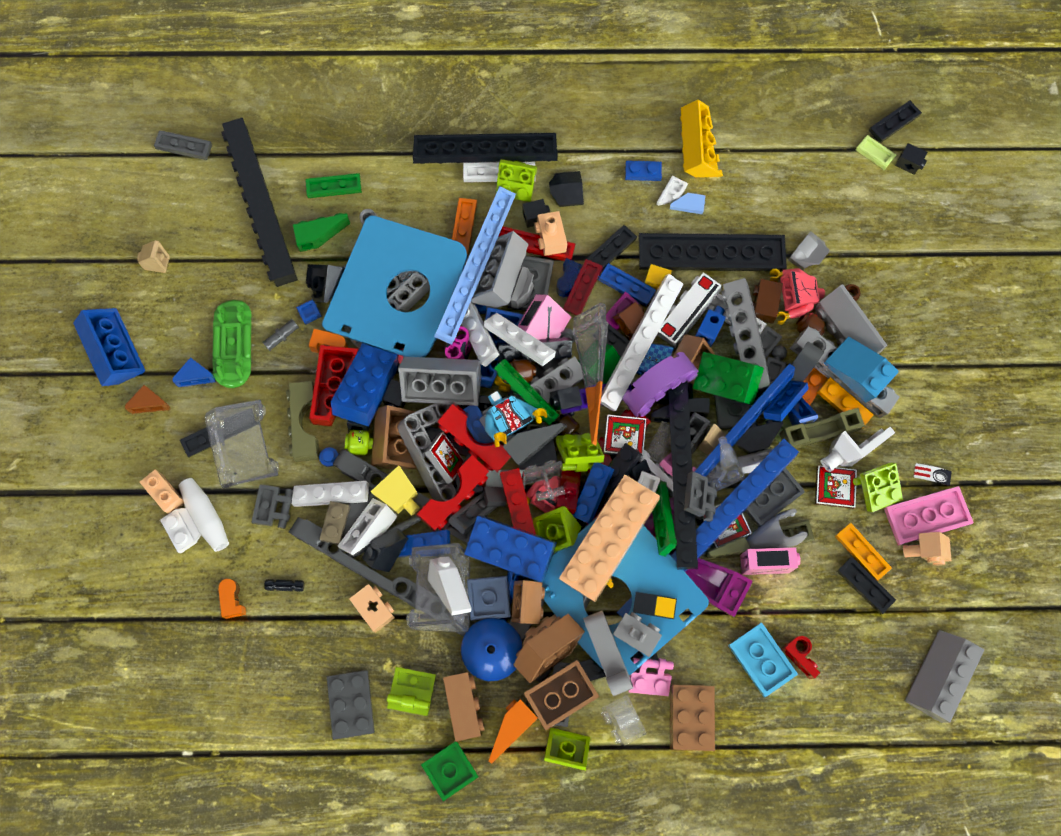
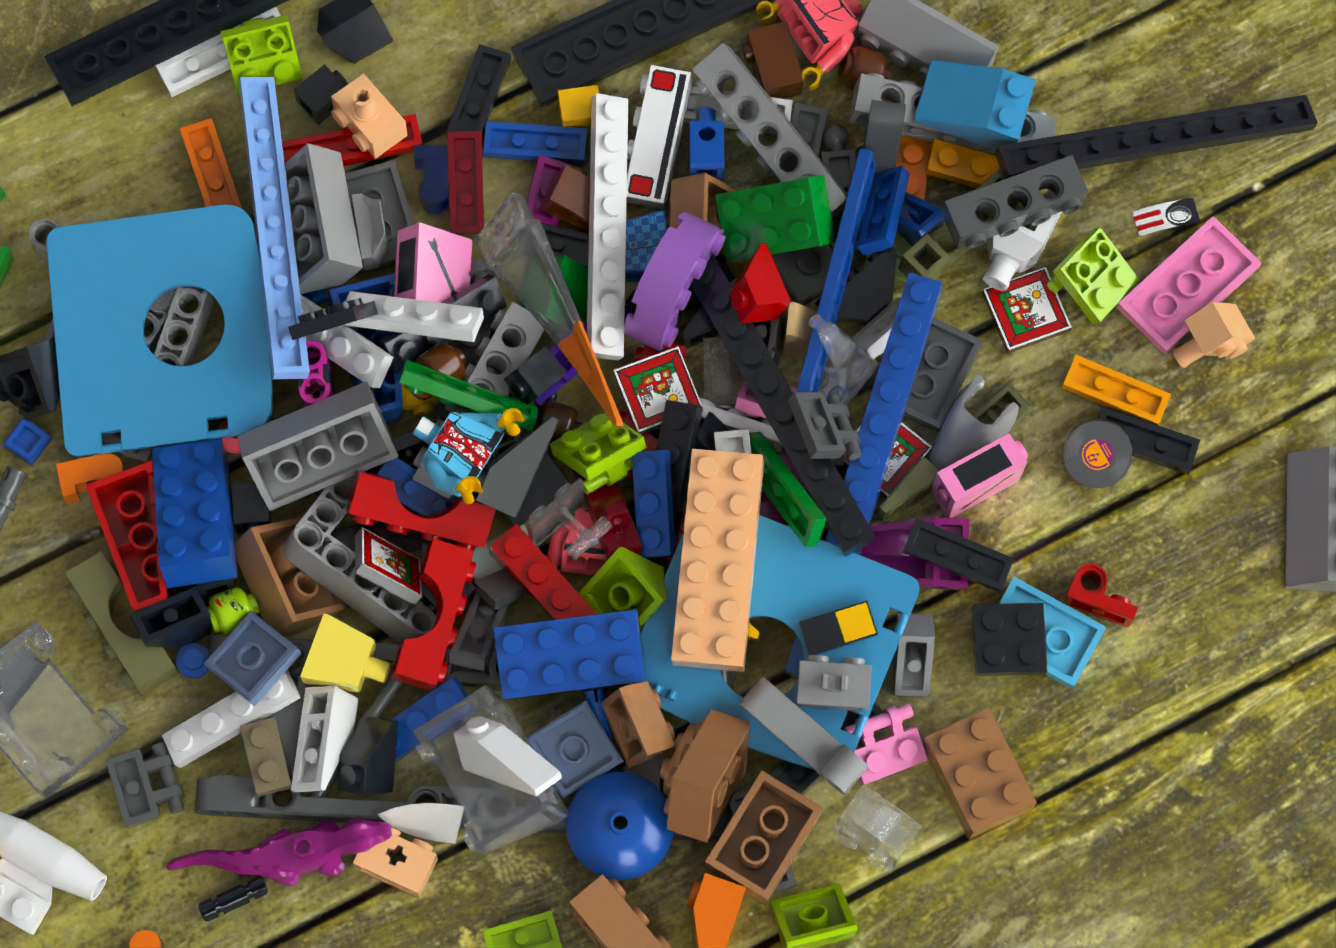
camera: 30 degrees left, 0 degrees up
(323, 578) = (290, 855): none -> magenta animal
(326, 432) = (174, 621): none -> black slope
(353, 470) = (252, 658): none -> sand blue tile
(396, 596) = (426, 820): none -> white sticker
(479, 319) = (339, 315): none -> black plate
(689, 638) = (914, 657): none -> light grey slope
(701, 410) = (759, 289): none -> red slope
(737, 598) = (958, 555): none -> black plate
(743, 655) = (1009, 639): none -> black plate
(837, 580) = (1097, 453): none -> dark grey tile
(888, 427) = (1058, 176): none -> dark grey brick
(948, 431) = (1161, 136): none -> black plate

